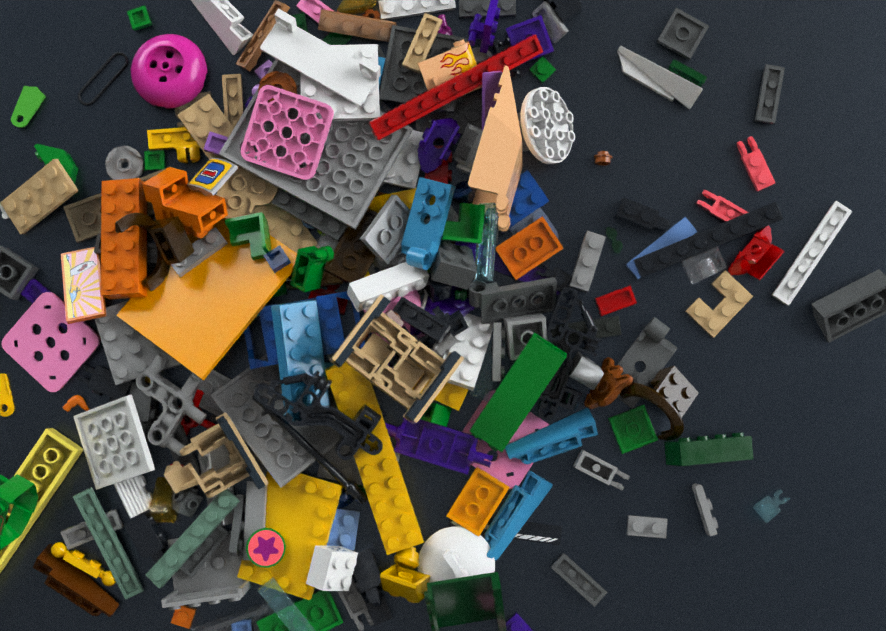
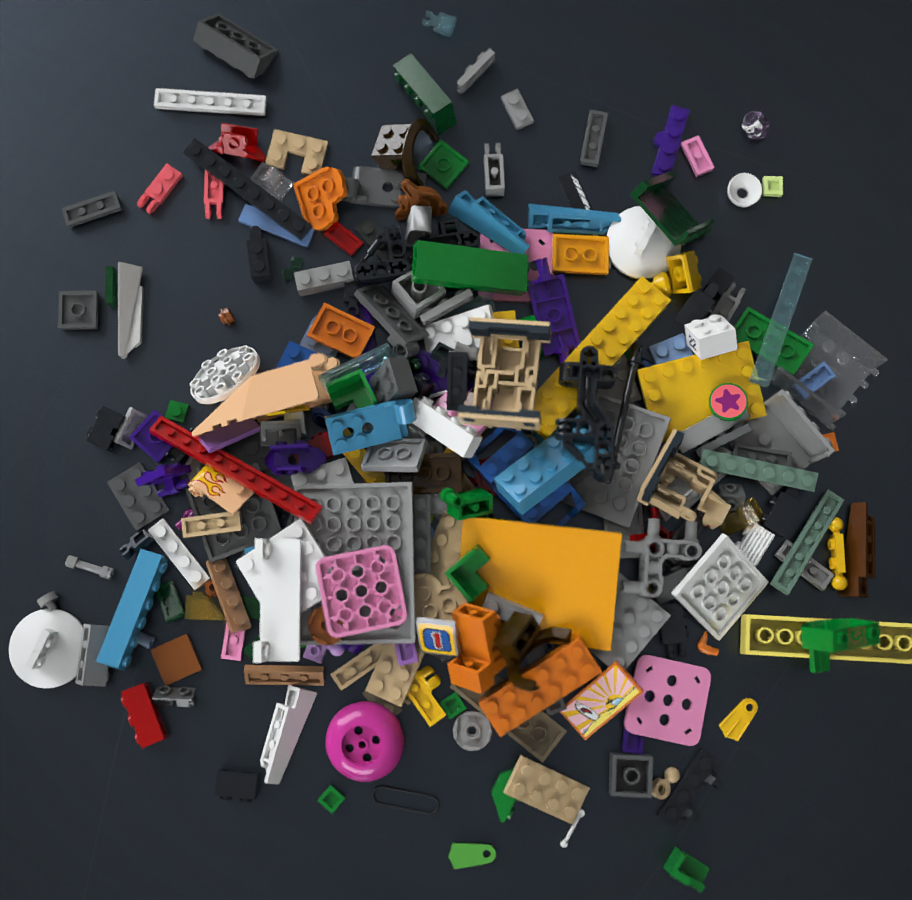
camera: 120 degrees left, 5 degrees down
(277, 259) = (477, 534): dark blue plate -> none
(664, 299) = (319, 196): none -> orange plate

